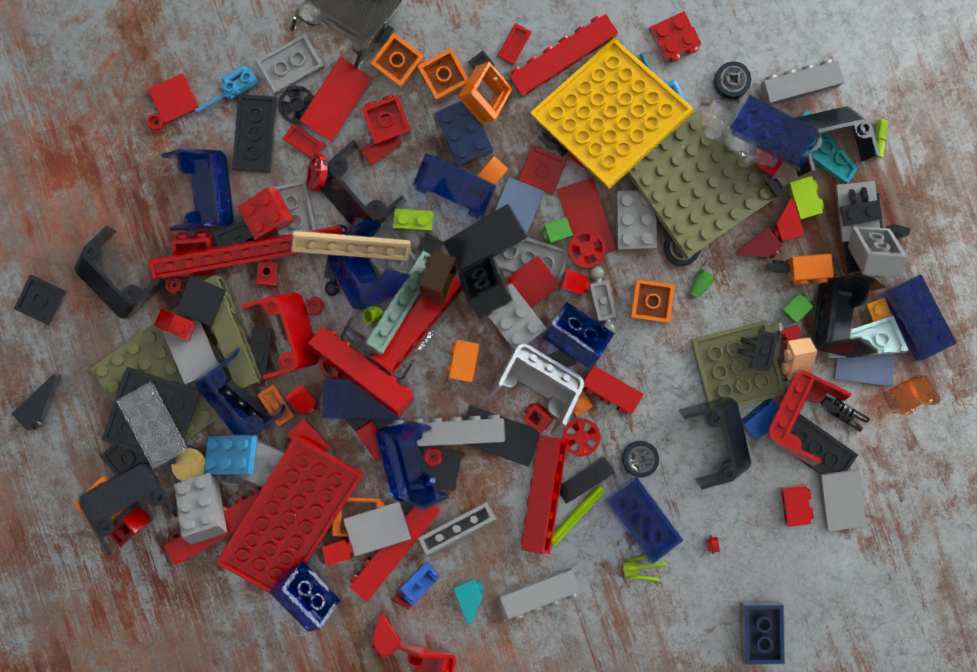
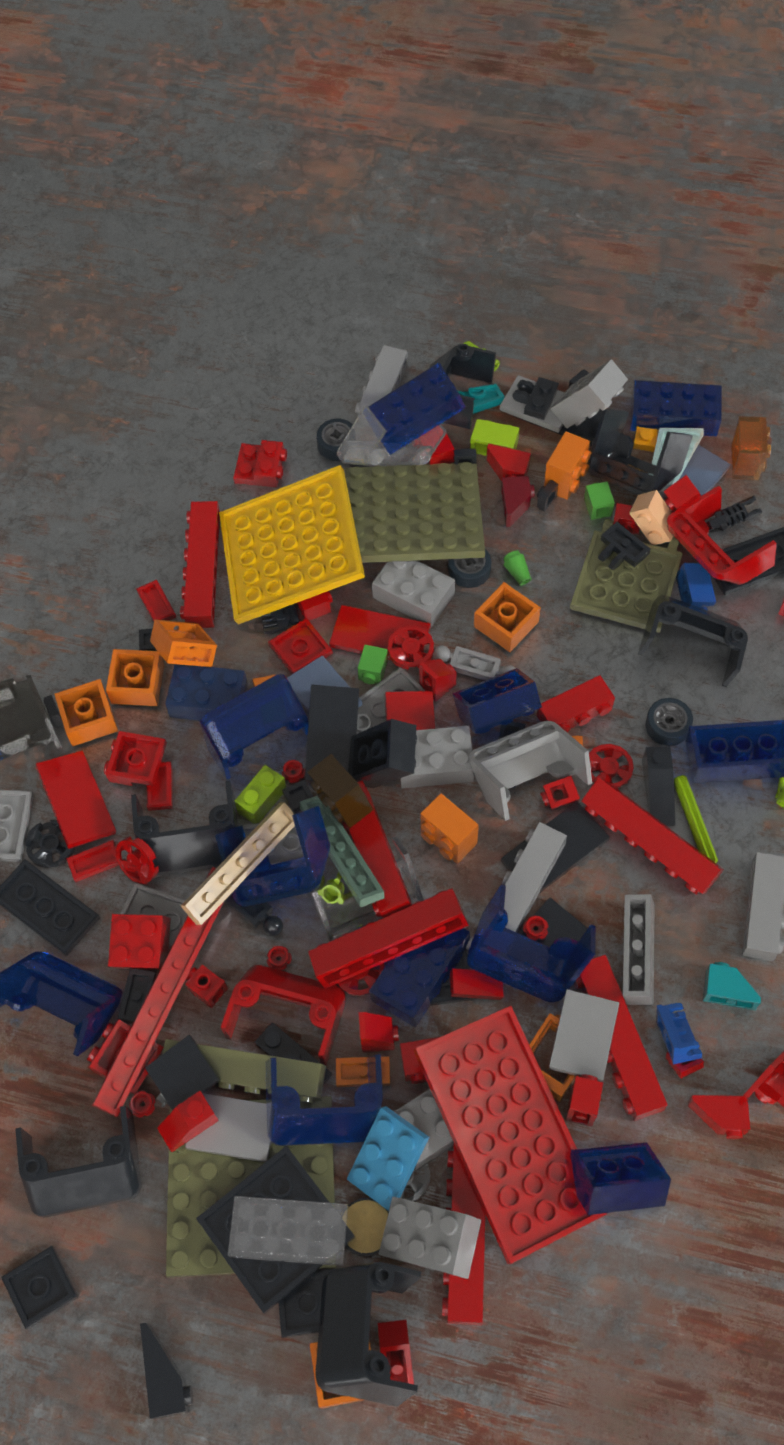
camera: 55 degrees left, 25 degrees down
(242, 399) = (327, 1095): black plate -> none
(446, 224) = (292, 765): none -> red plate
(830, 371) = (681, 494): none -> red brick

